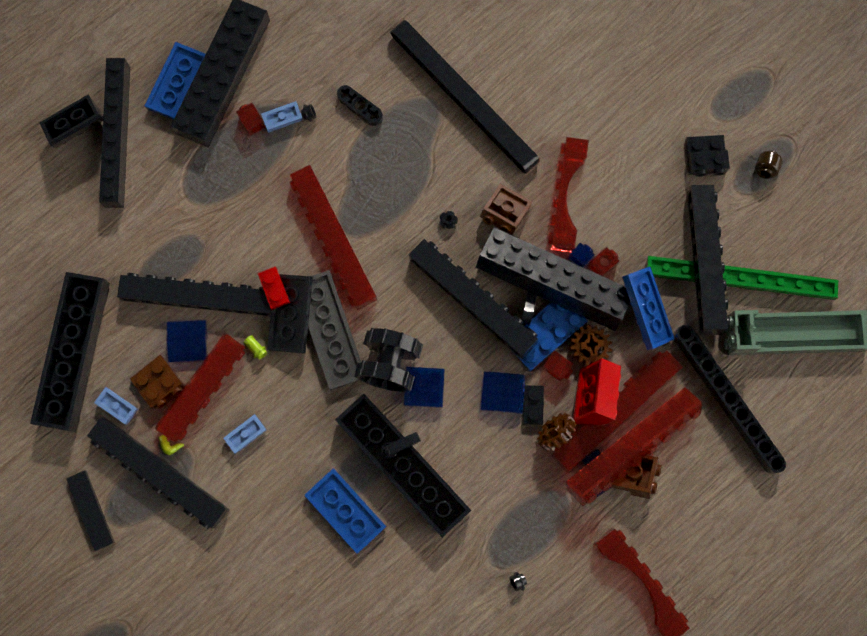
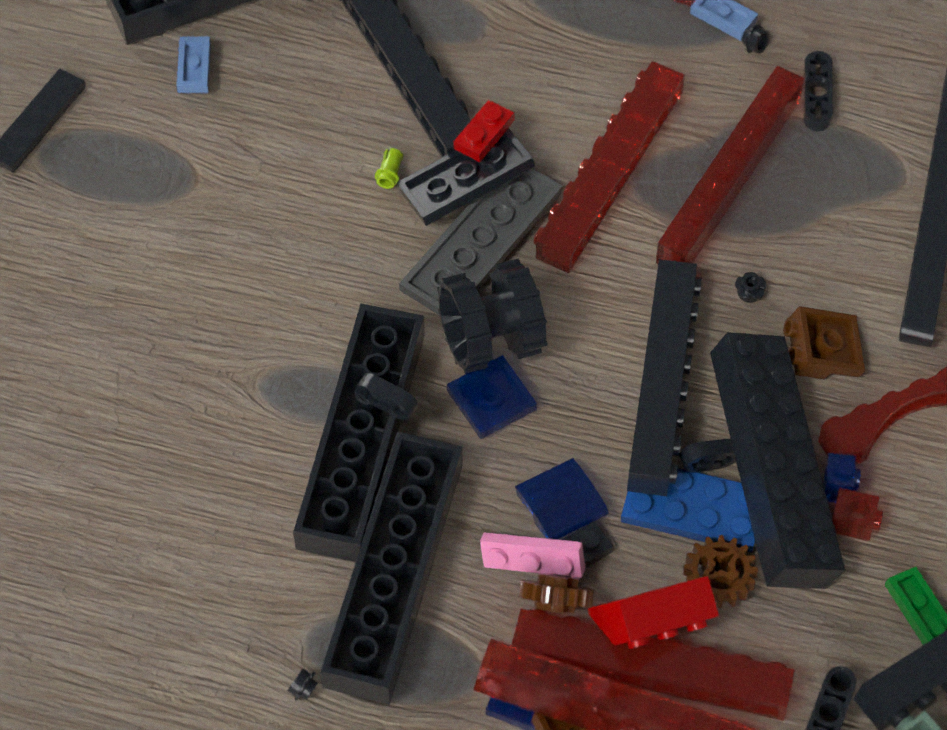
camera: 55 degrees right, 20 degrees down
(157, 382) = (258, 91): reddish brown plate -> none
(157, 472) = (139, 162): black brick -> none
(166, 448) = (180, 152): lime animal -> none
(187, 340) = (338, 89): clear blue slope -> none
(200, 387) = (287, 137): clear red brick -> none
(245, 434) = (264, 226): medium blue plate -> none
(345, 511) = (246, 405): blue plate -> none
(378, 181) = (731, 167): none -> clear red brick
(488, 499) = (392, 568): none -> black brick
(527, 428) = (532, 554): none -> bright pink plate
(558, 366) = (655, 546): clear red brick -> none
(648, 308) = (835, 604): blue plate -> none

